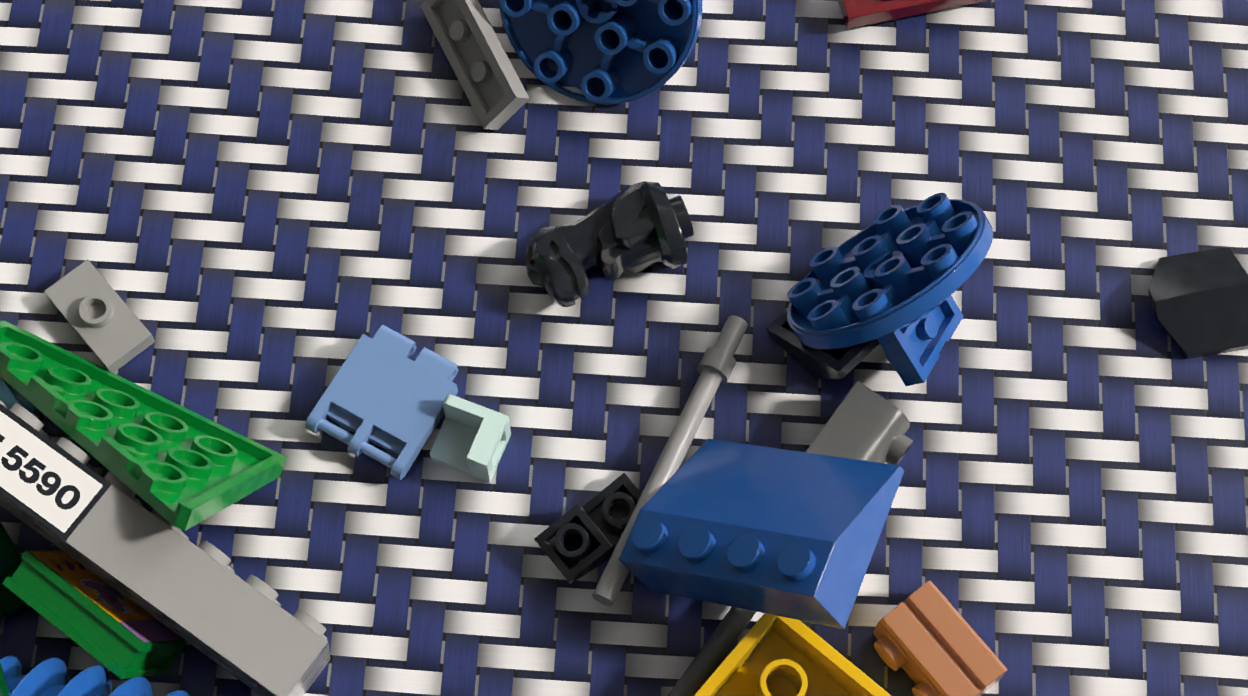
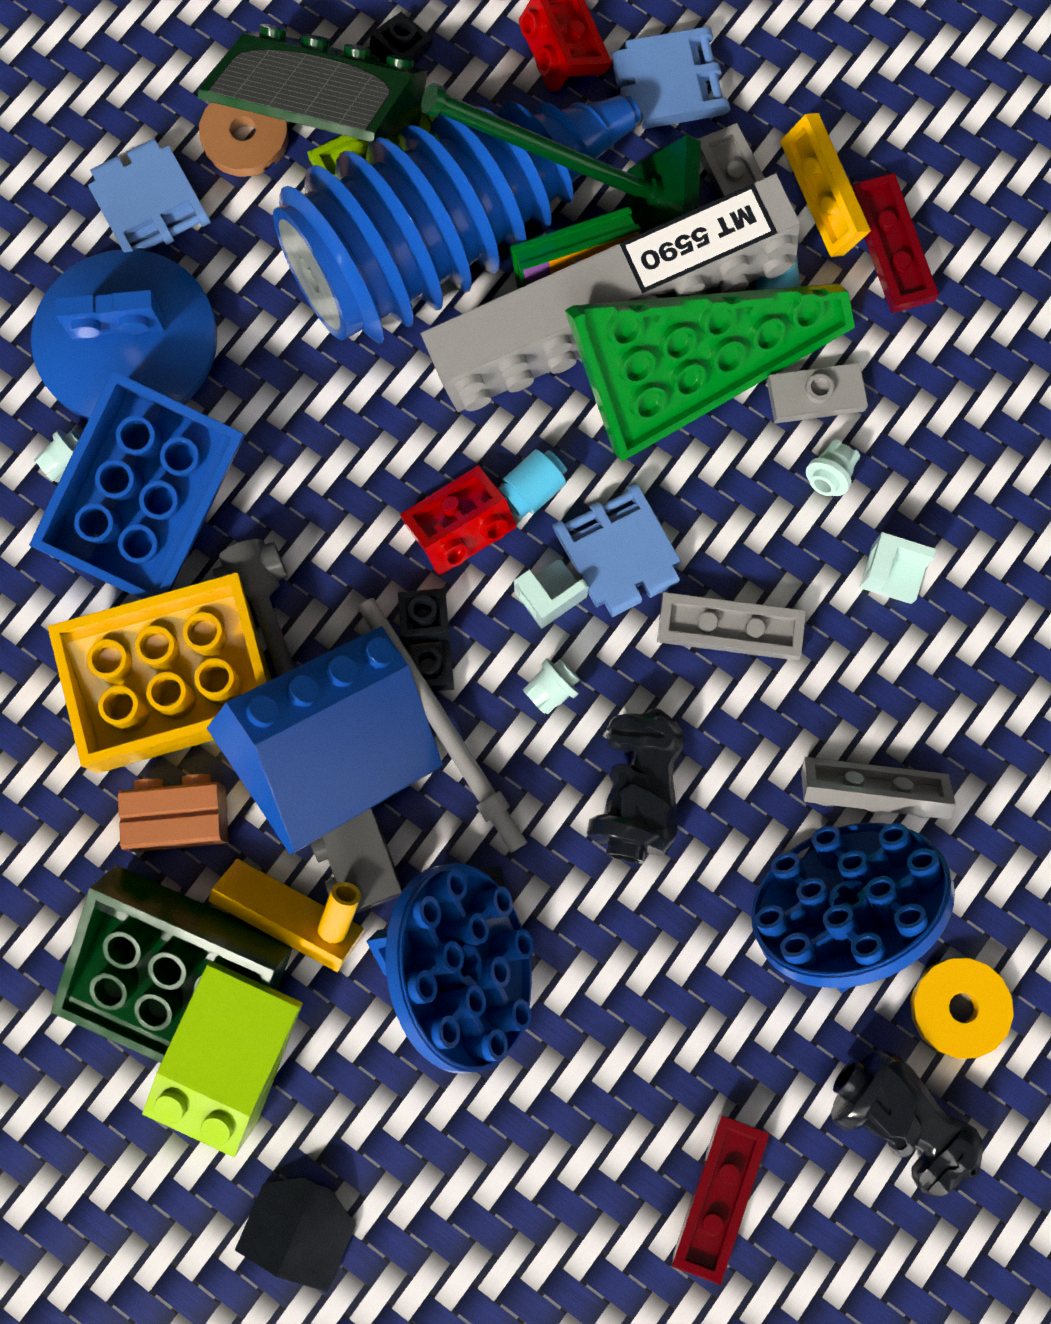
camera: 125 degrees right, 10 degrees up
(177, 252) = (833, 469): none -> light aqua hose
(247, 150) = (896, 567): none -> light aqua panel
(367, 523) = (533, 482): none -> medium azure brick
(399, 257) = (731, 626): none -> light grey plate
(450, 574) = (459, 520): none -> red bracket
(565, 379) = (552, 685): none -> light aqua hose
(947, 478) = (291, 917): none -> yellow piece
(1081, 551) = (144, 955): none -> dark green slope
(1120, 438) = (222, 1059): none -> lime slope

